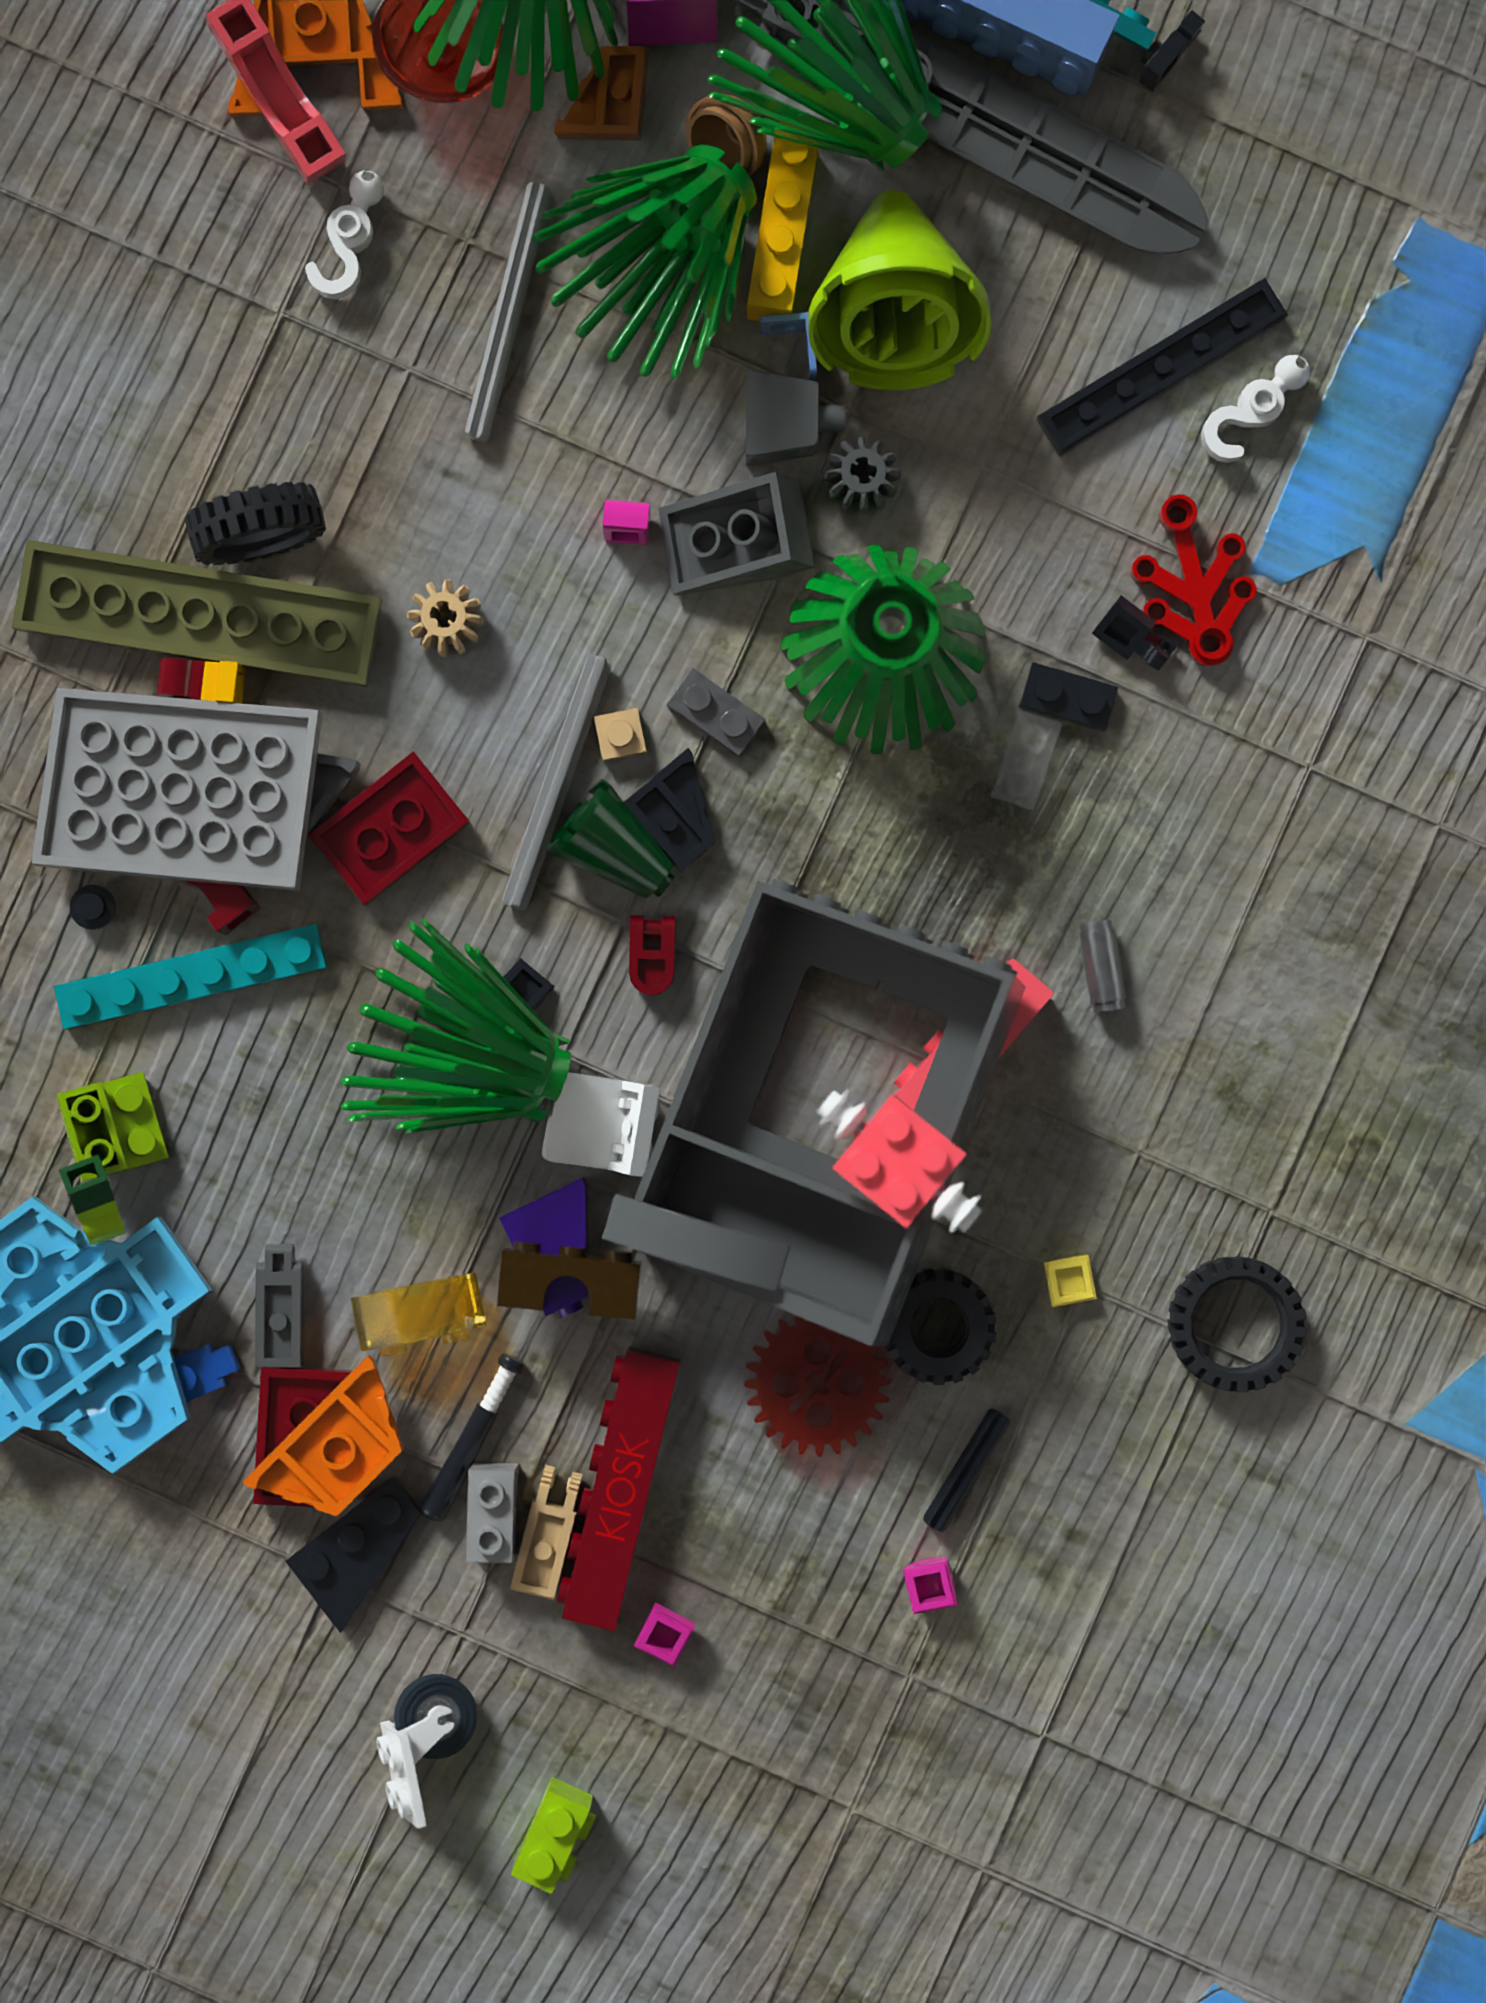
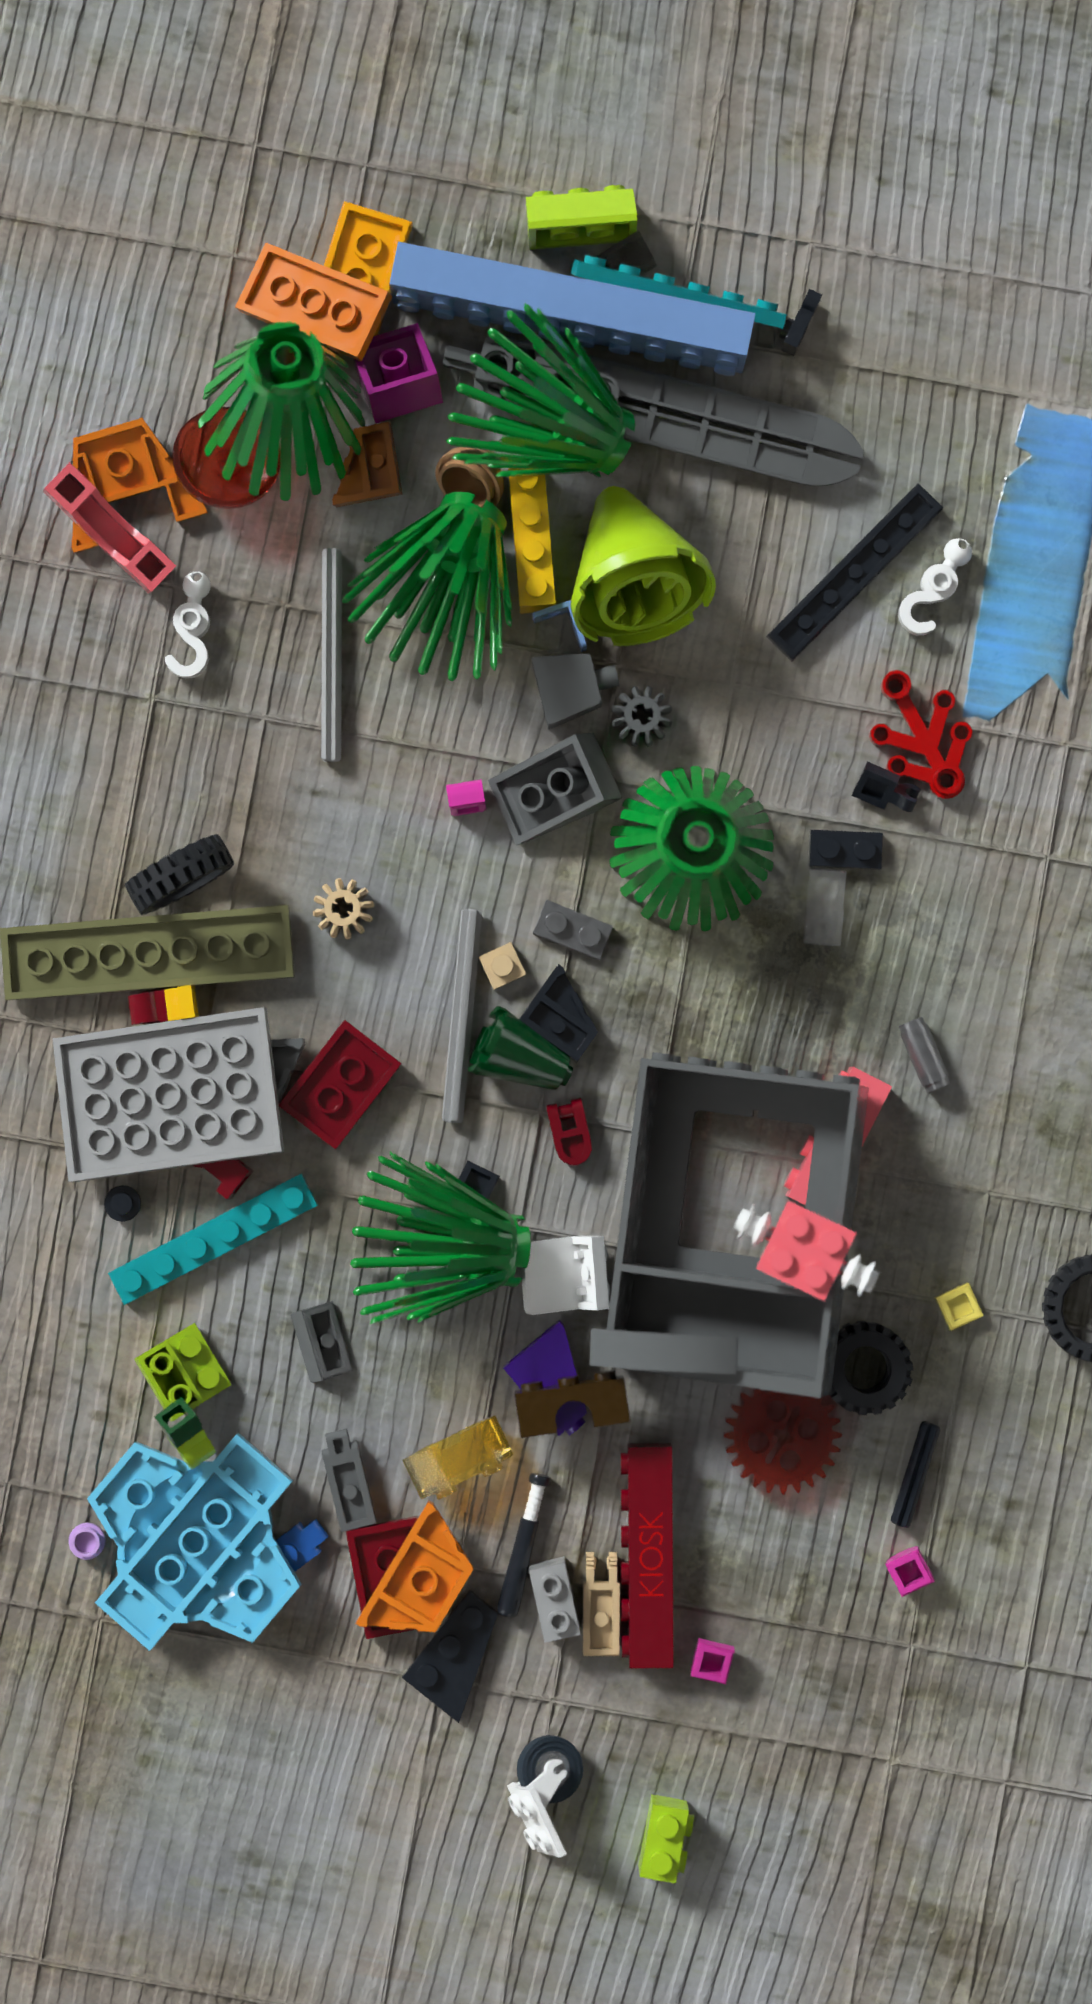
camera: 15 degrees left, 0 degrees up
(290, 1133) = (321, 1342): none -> dark grey slope

